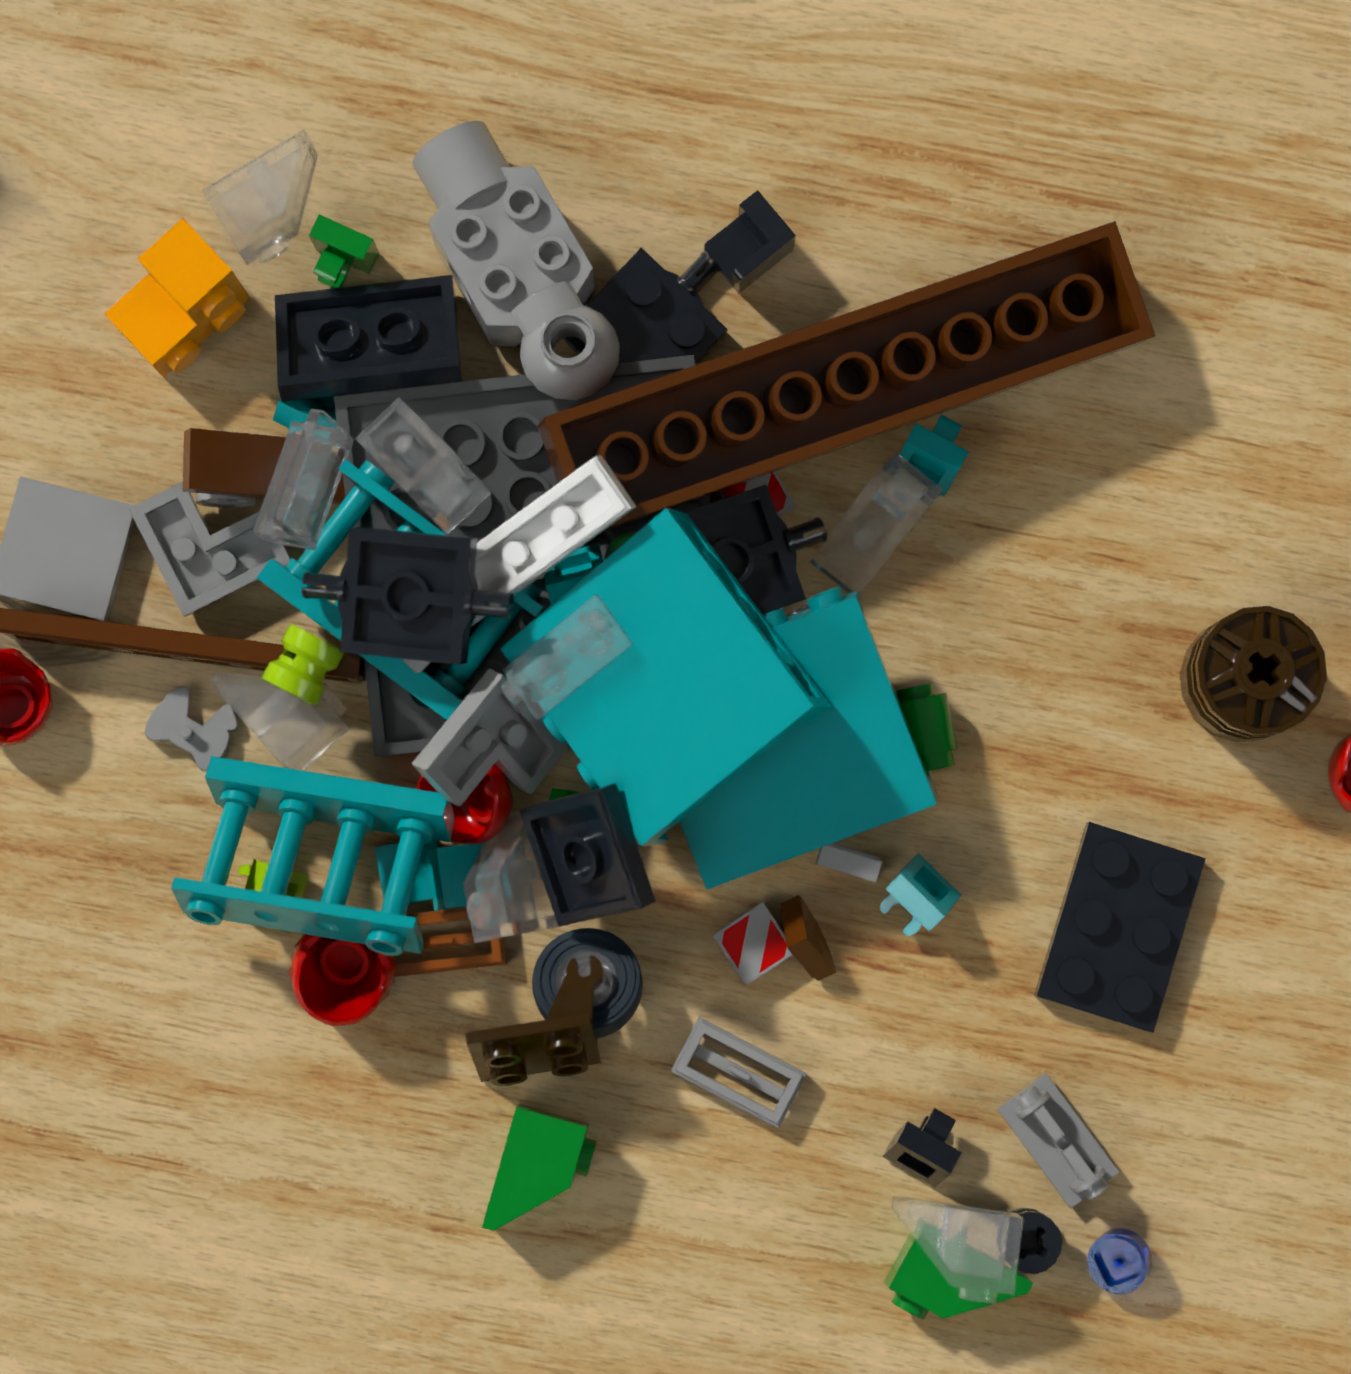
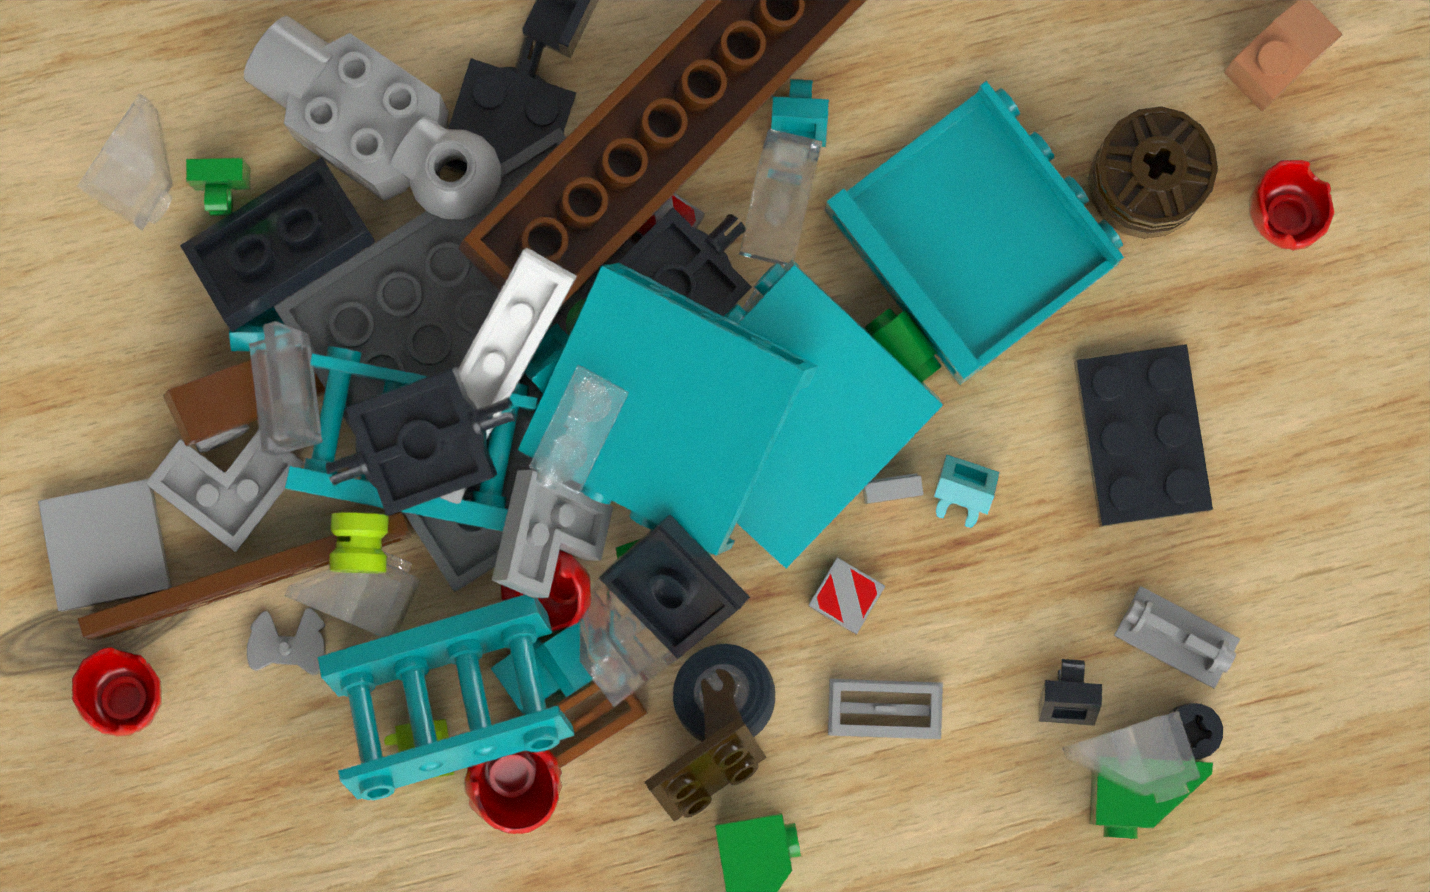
camera: 25 degrees left, 0 degrees up
(179, 300) = (102, 288): light orange brick -> none
(423, 465) = (378, 328): clear slope -> none
(806, 939) = (888, 571): reddish brown tile -> none
(1051, 650) = (976, 232): none -> teal panel
(1119, 1261) = (1275, 712): clear blue tile -> none

